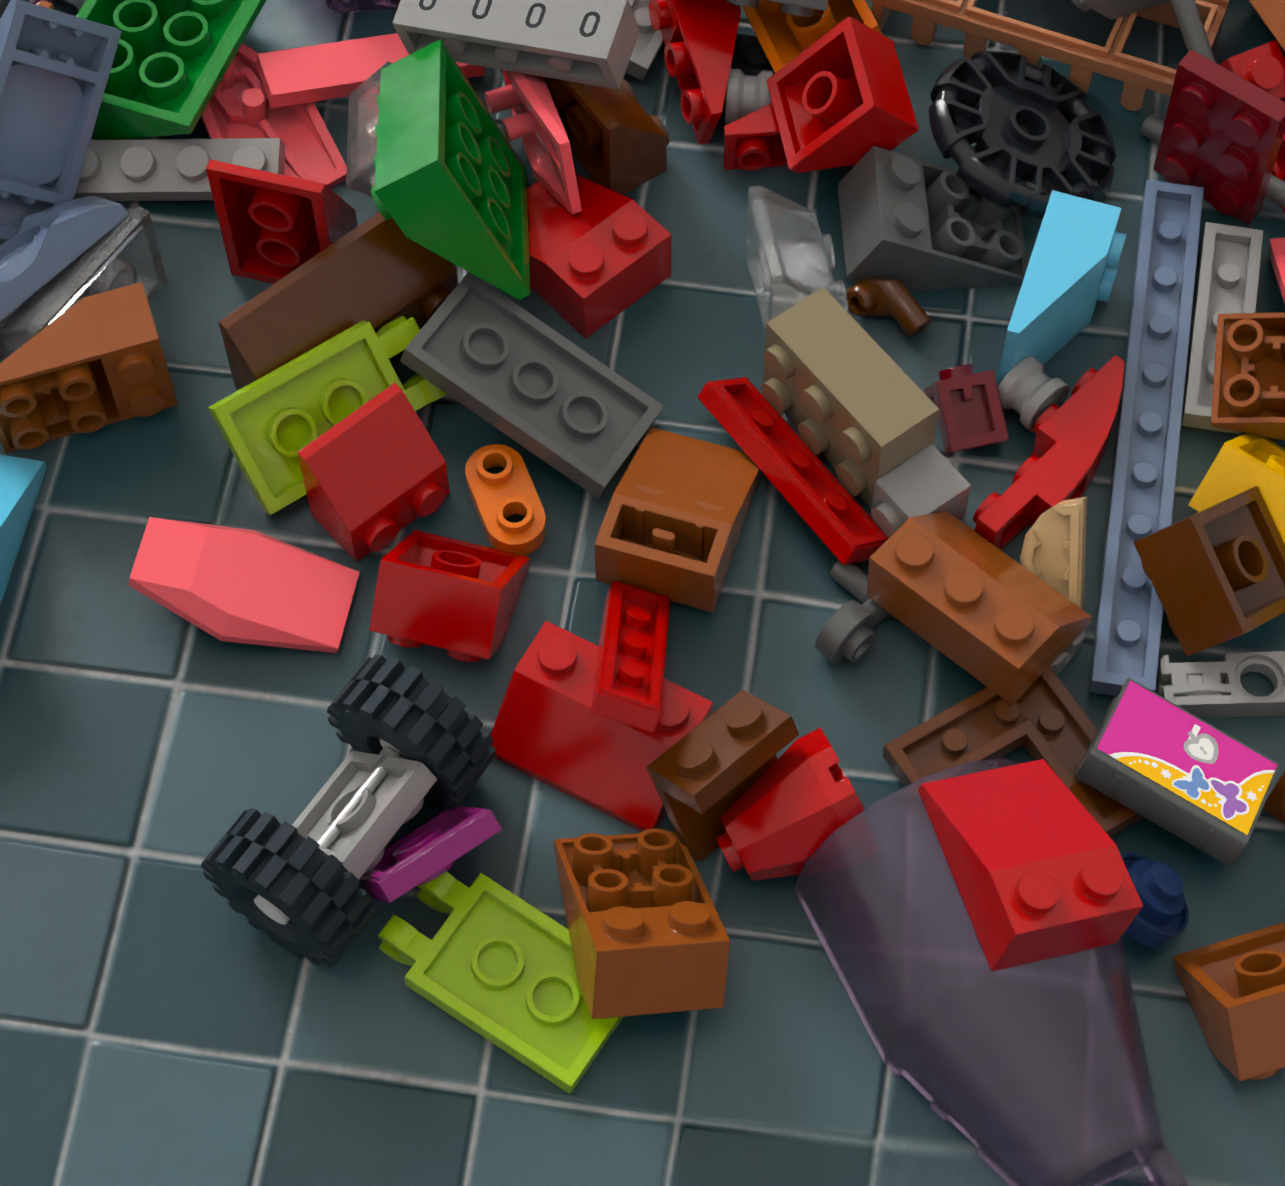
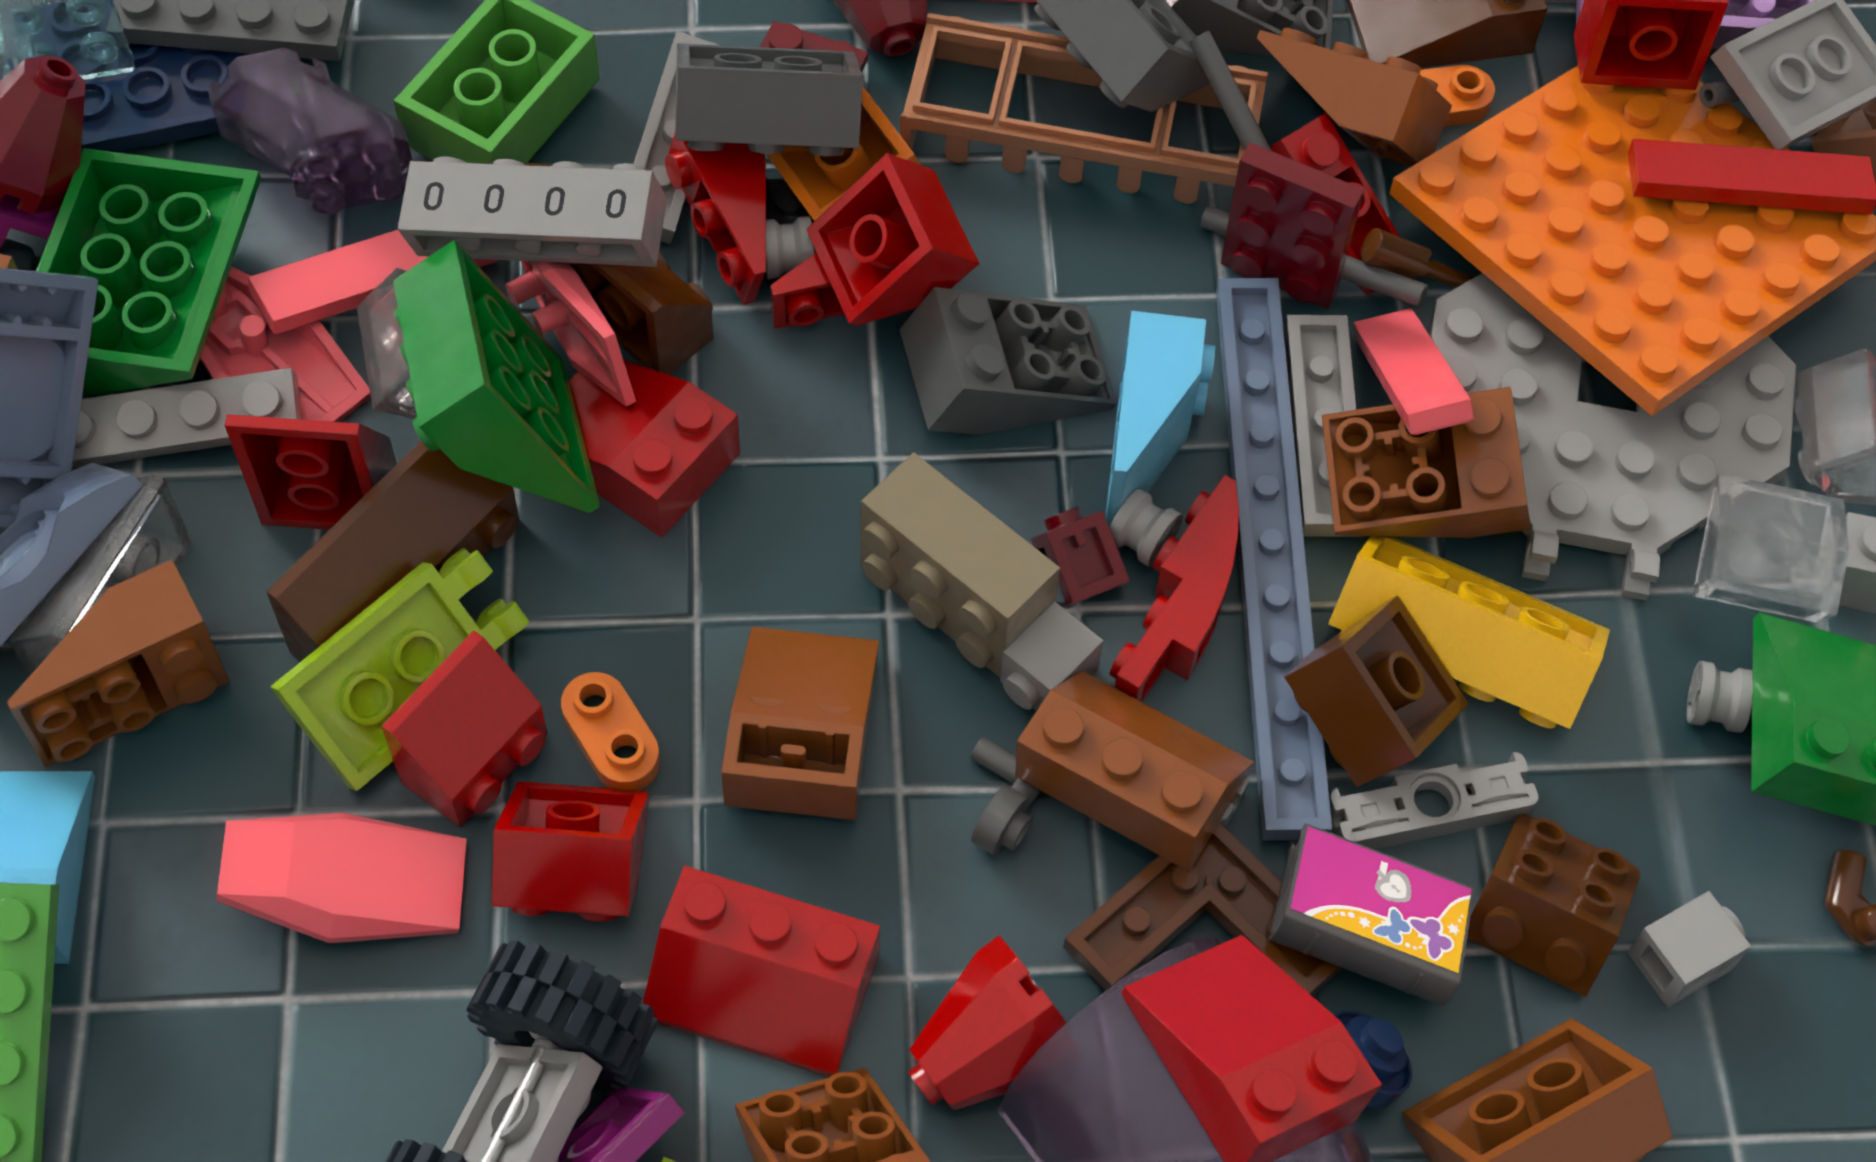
camera: 15 degrees left, 0 degrees up
(532, 384) = (618, 602): dark grey plate -> none
(631, 656) = (785, 892): red tile -> none
(717, 765) = (899, 994): reddish brown bracket -> none
(787, 254) = (864, 422): clear slope -> none
(793, 469) = (913, 650): red tile -> none
(887, 298) = (975, 446): reddish brown arm -> none
(984, 103) = (1036, 224): black plate -> none
(1057, 548) = (1203, 693): tan plate -> none

